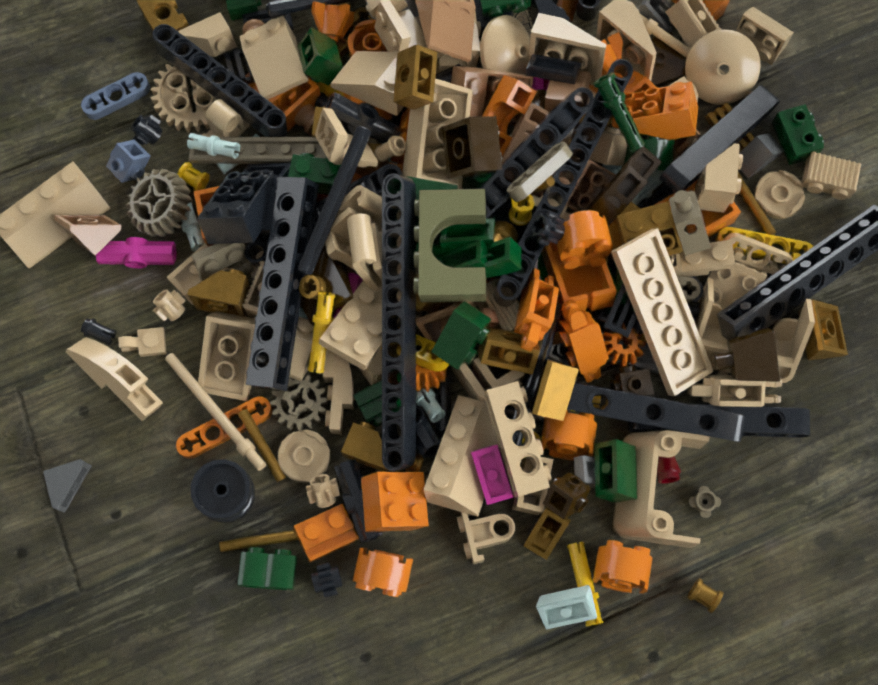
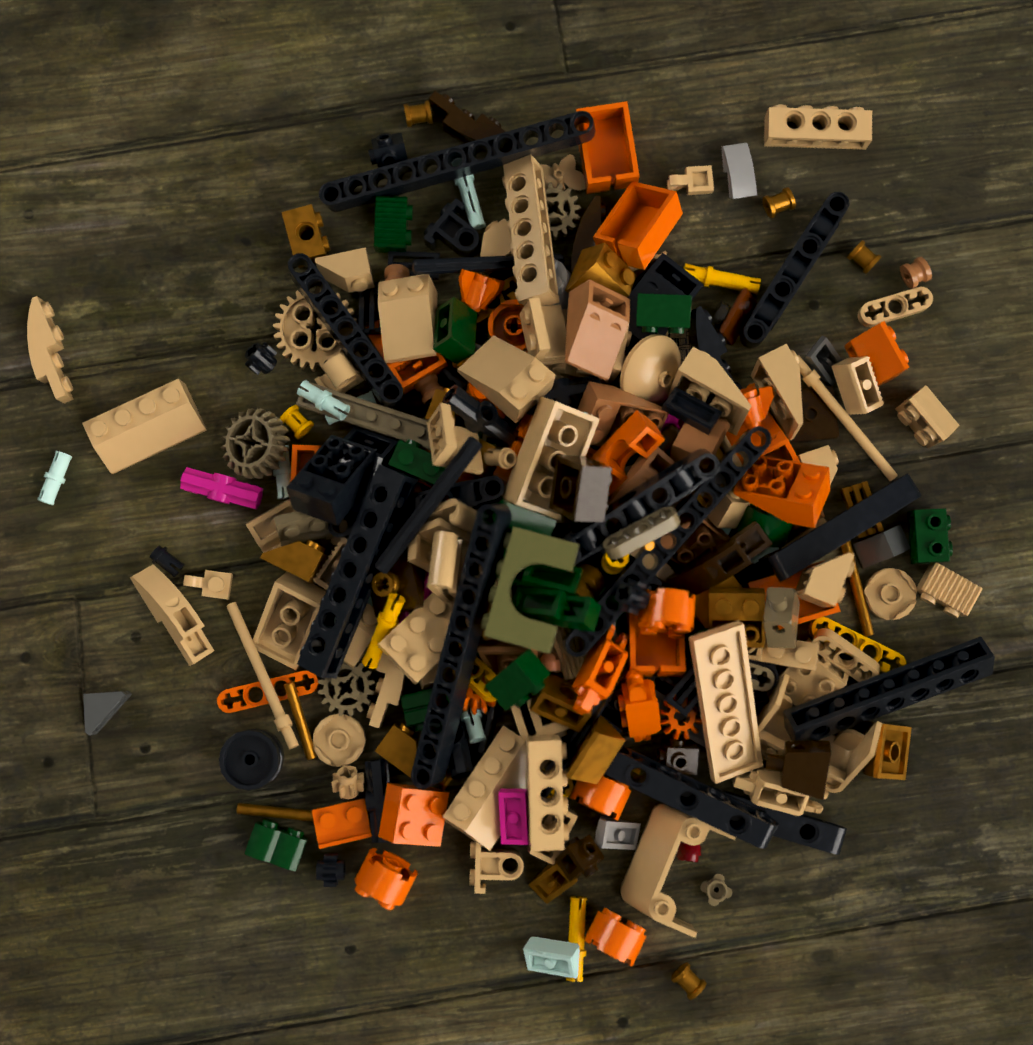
camera: 15 degrees right, 10 degrees up
(89, 231) = (180, 455): slope -> none
(105, 92) = (221, 320): sand blue beam -> none
(128, 161) = (234, 389): sand blue brick -> none
(169, 305) = (242, 553): tan gear -> none
(415, 77) = (541, 400): pearl gold brick -> none
(615, 102) = (740, 475): dark green pin -> none
(615, 471) = (635, 844): dark green brick -> none
(717, 49) = (873, 429): tan dish -> none

